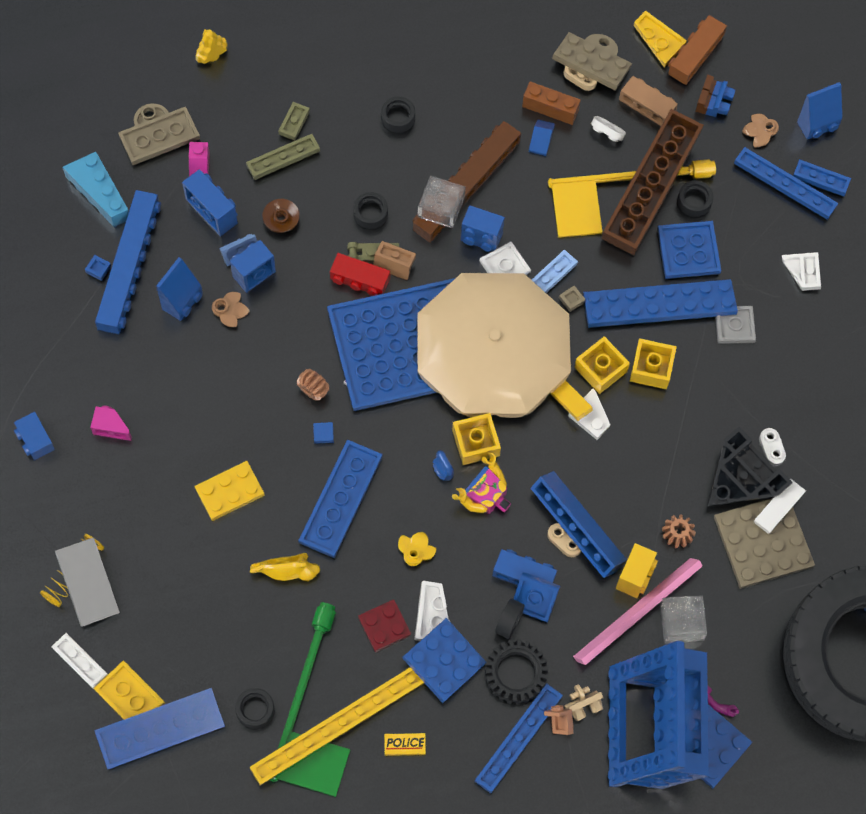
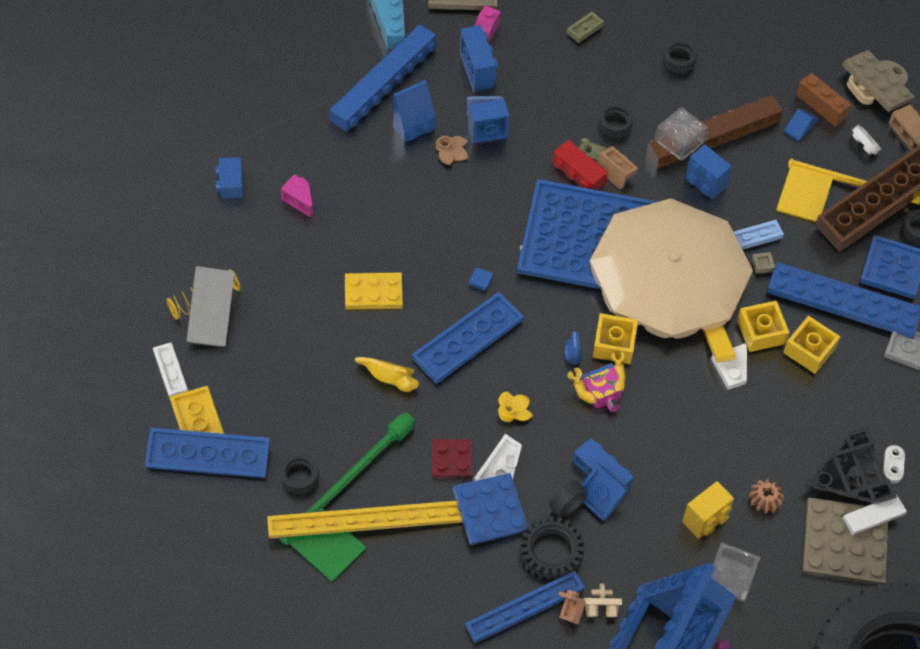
camera: 25 degrees right, 10 degrees down
(98, 267) = (355, 72): blue plate -> none
(280, 208) = (534, 93): reddish brown dish -> none
(283, 156) = (561, 50): olive plate -> none
(312, 384) = (491, 234): nougat gear -> none
(405, 744) = (417, 565): yellow tile -> none
(505, 260) = (718, 206): white tile -> none
(562, 541) = (653, 458): tan plate -> none
(578, 524) = (673, 447): blue brick -> none
(637, 611) = (693, 547): bright pink tile -> none

